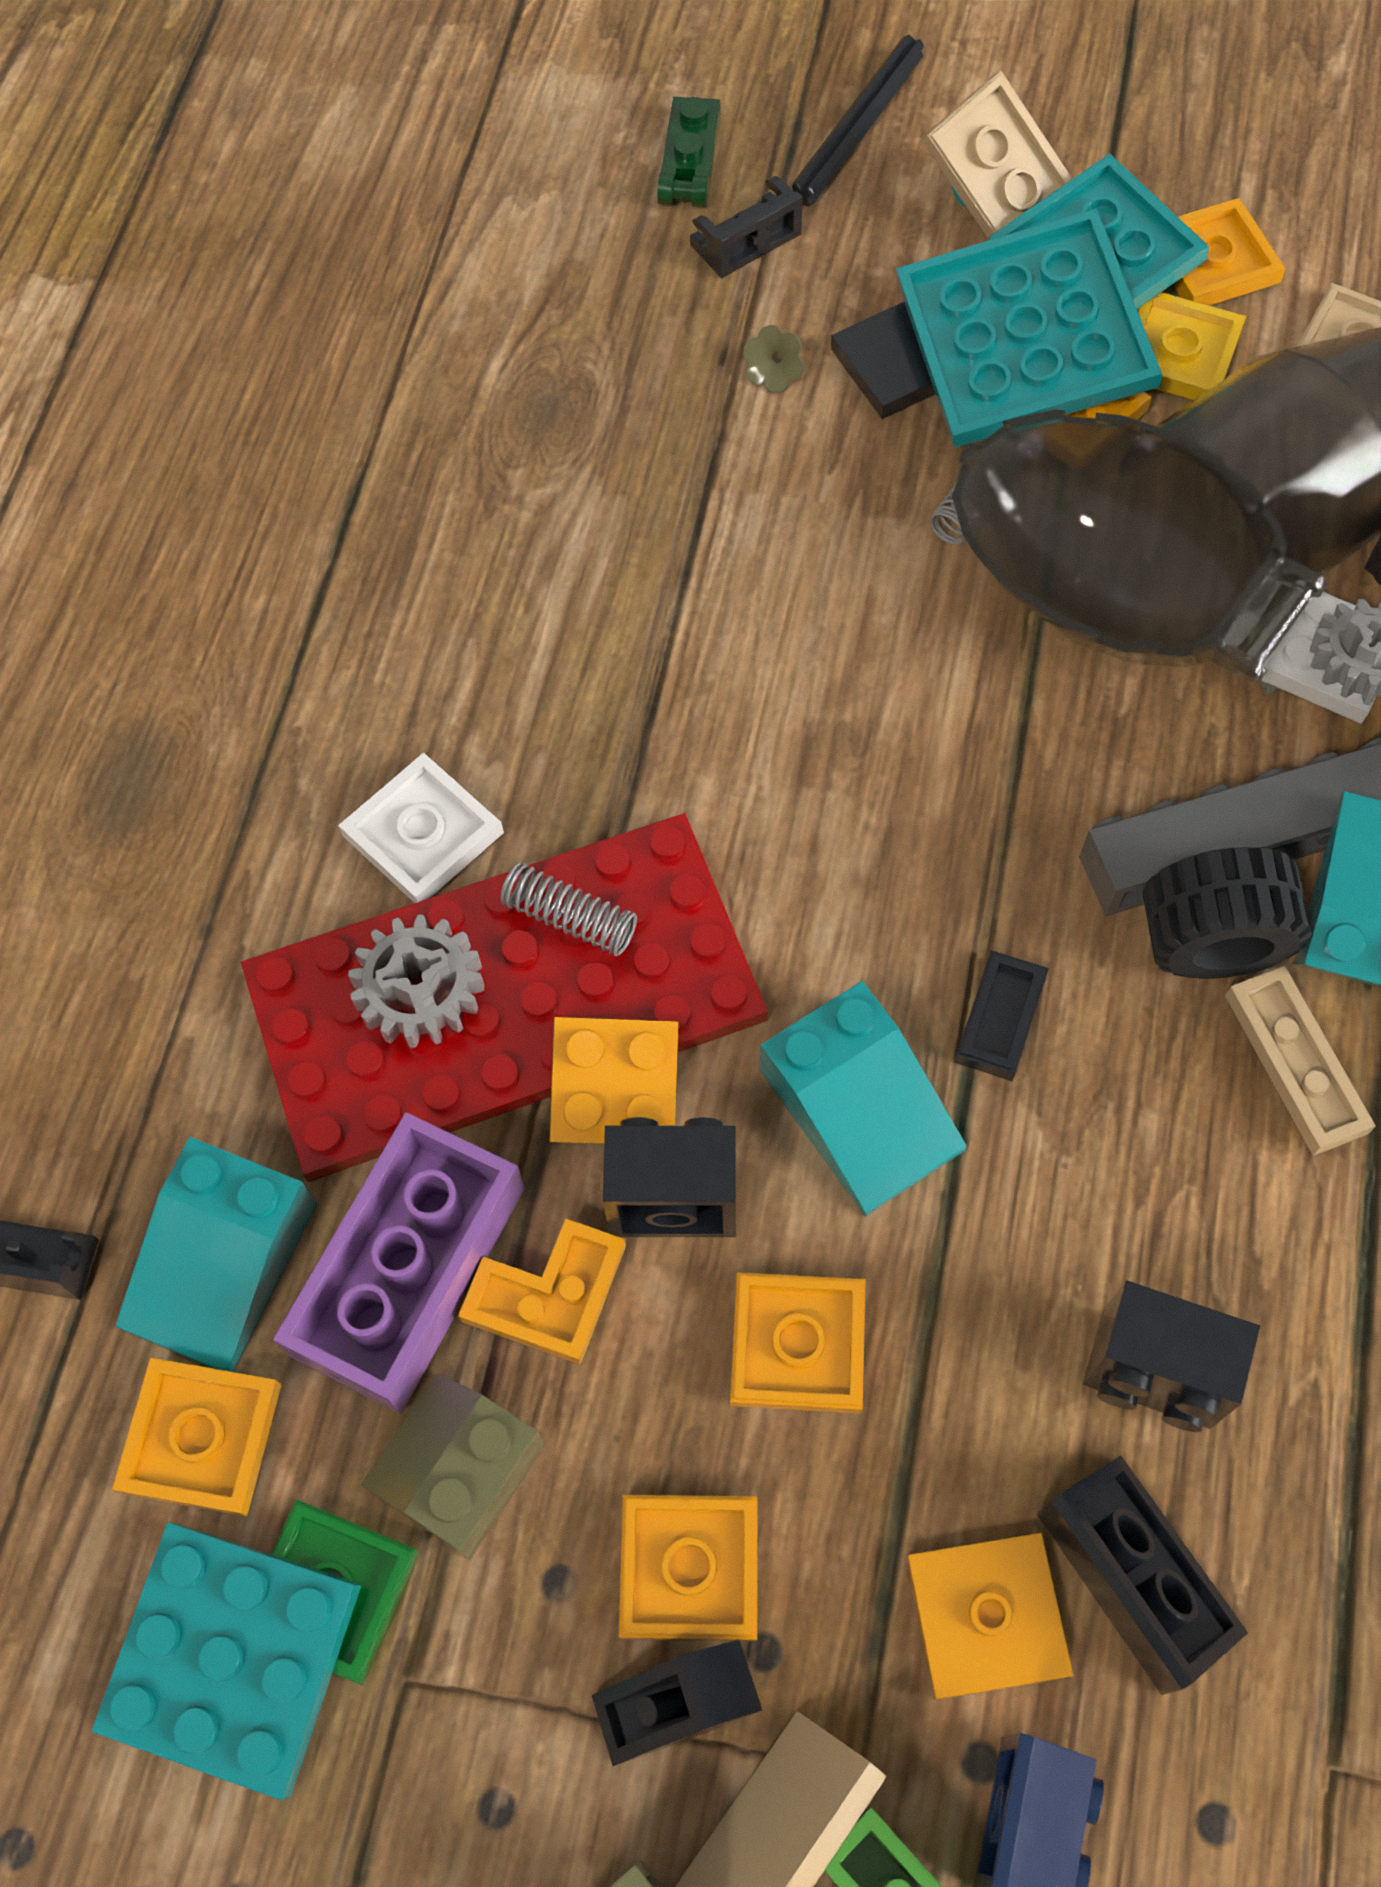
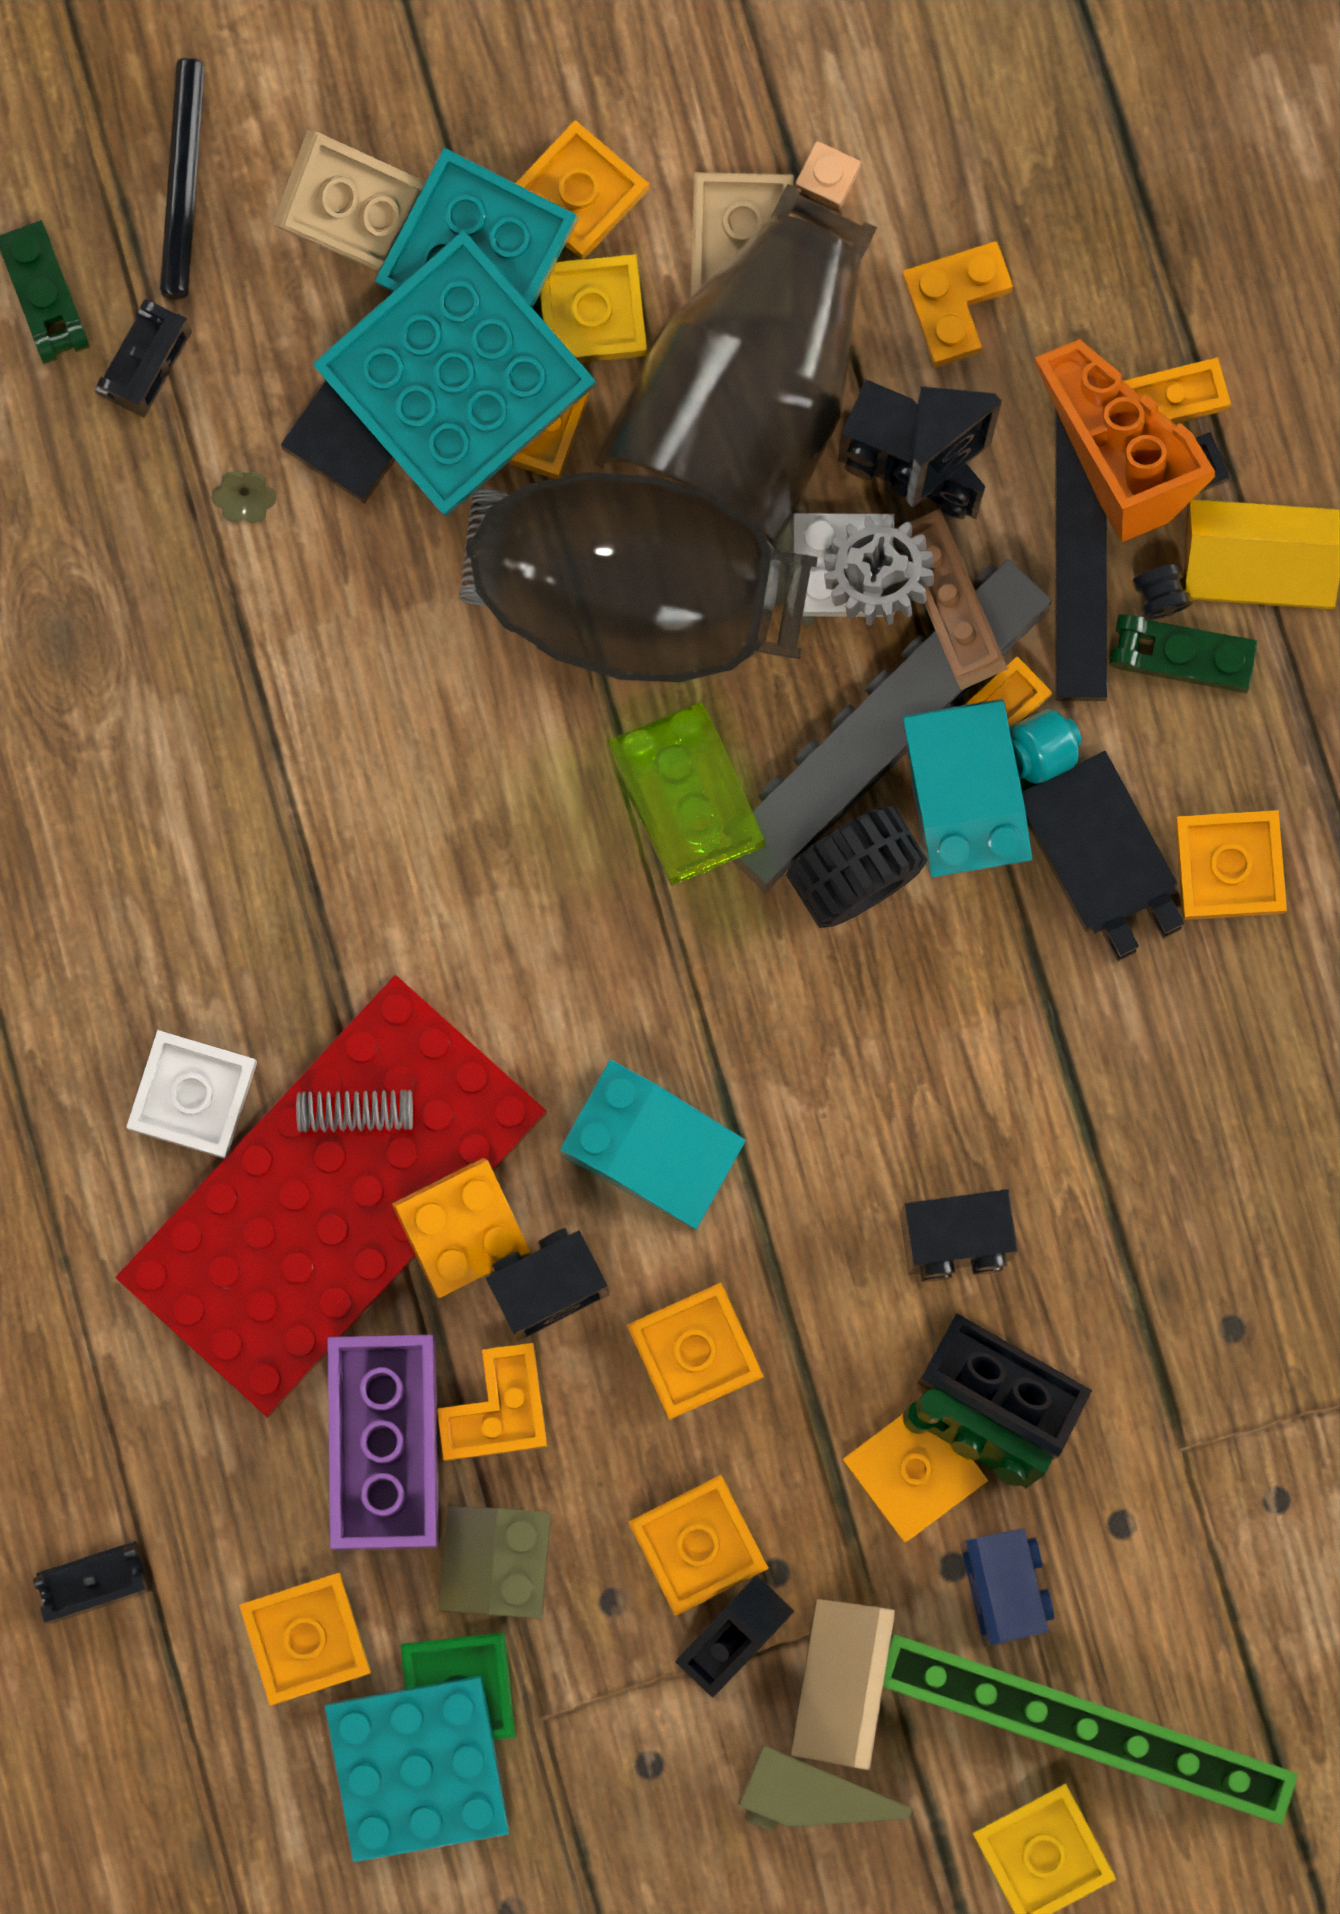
camera: 30 degrees left, 15 degrees up
(213, 1254) = (237, 1510): teal slope -> none
(387, 989) = (254, 1247): light grey gear -> none
(1001, 1015) = (723, 1020): black tile -> none
(1073, 765) = (686, 793): none -> clear neon green slope
(1087, 1614) = (977, 1438): none -> dark green plate
(1299, 1060) = (959, 947): tan plate -> none

